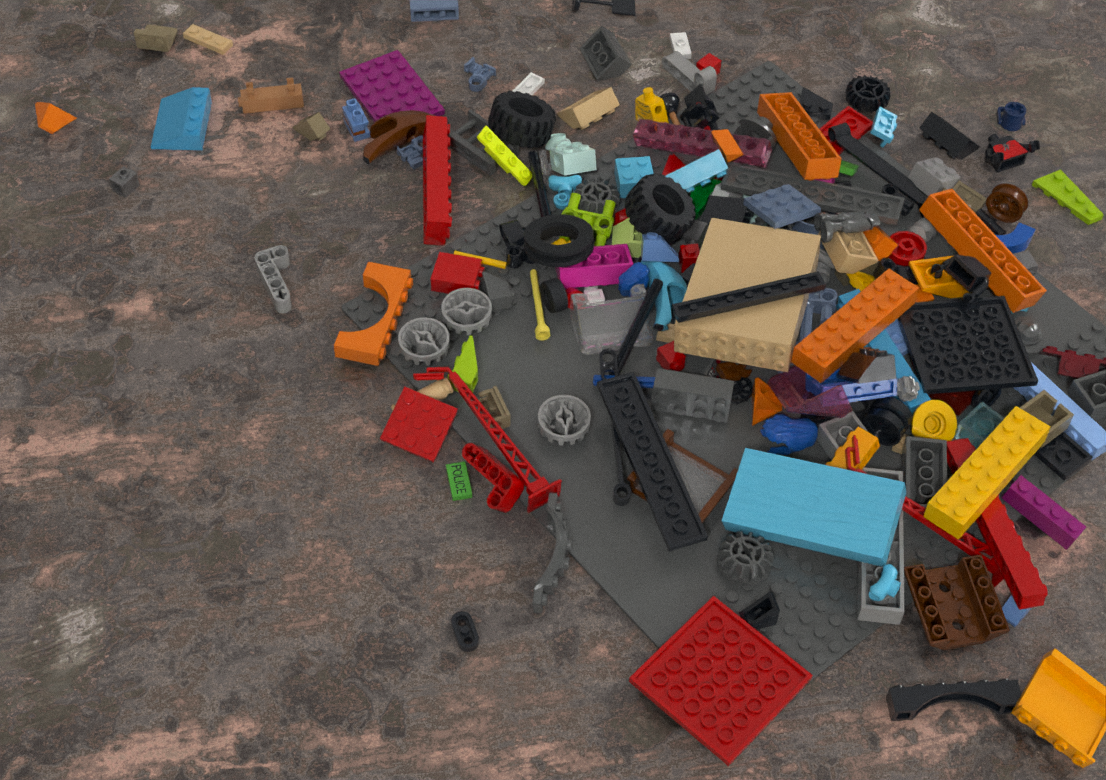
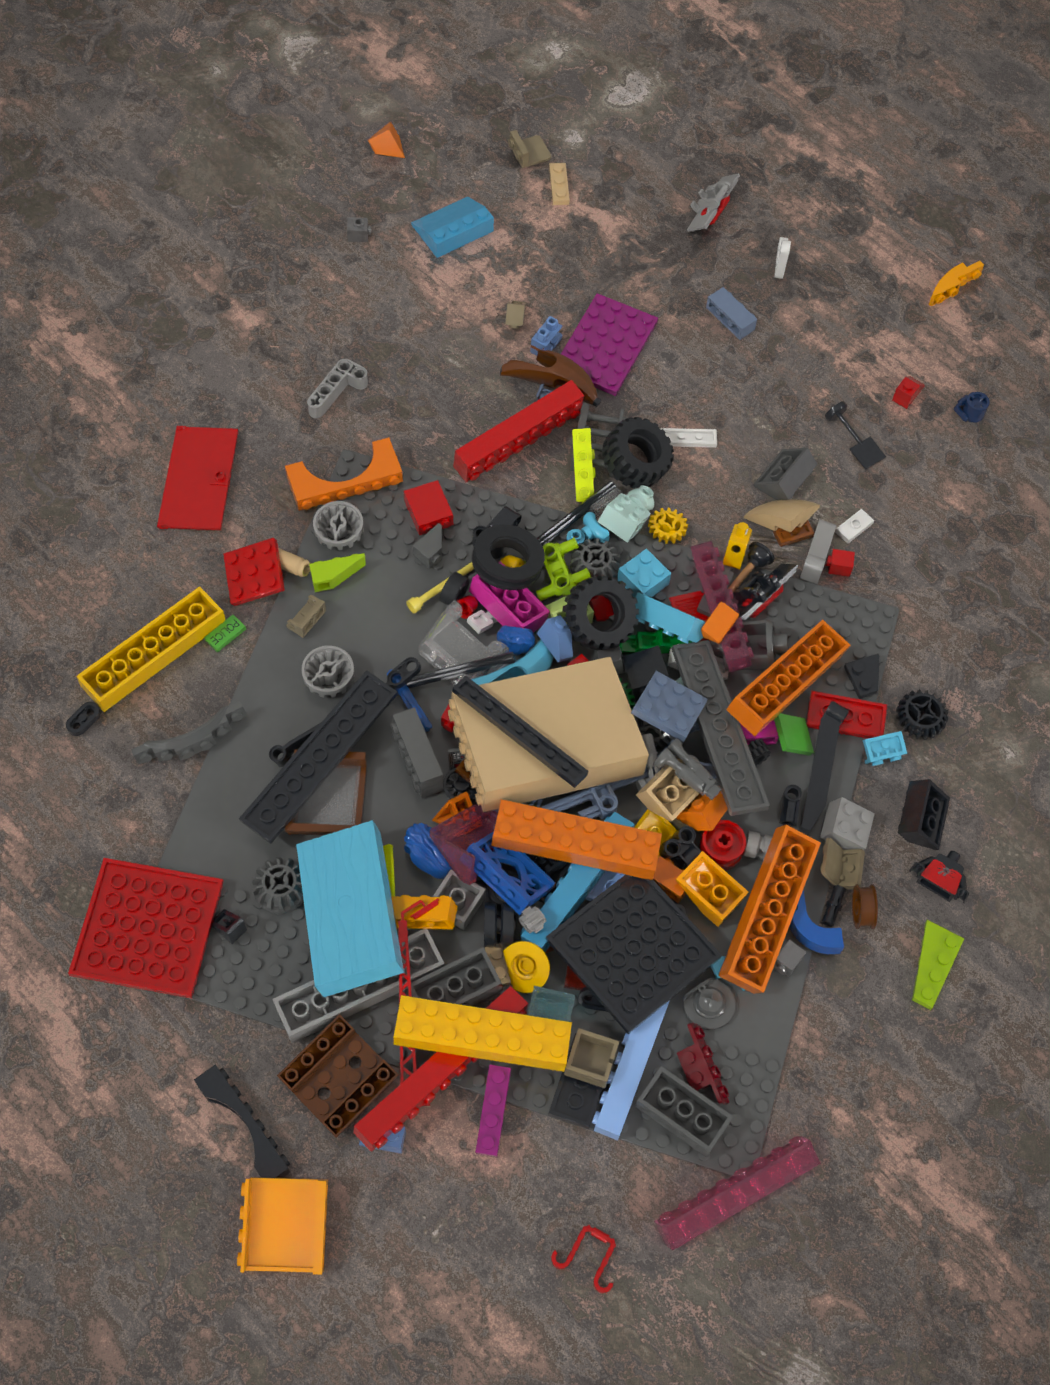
camera: 55 degrees right, 10 degrees up
(271, 98) = (526, 266): medium nougat brick -> none
(279, 421) = (198, 478): none -> red door
(437, 540) = (151, 649): none -> yellow brick
(466, 306) = (392, 528): light grey gear -> none
(480, 74) = (684, 395): sand blue piece -> none
(486, 261) = (461, 514): yellow bar -> none
(506, 484) = (239, 654): red beam -> none
(537, 490) = (242, 691): red piece -> none
(589, 108) = (706, 498): tan slope -> none
(598, 140) = (667, 525): none -> yellow gear
(640, 75) = (782, 514): none -> tan brick
(660, 78) = (798, 534): none -> dark orange plate
(868, 366) = (520, 872): black slope -> none
(886, 584) = (303, 1006): medium azure piece -> none
(968, 273) = (716, 908): black torso -> none
(1012, 117) = (1002, 859): dark blue piece -> none

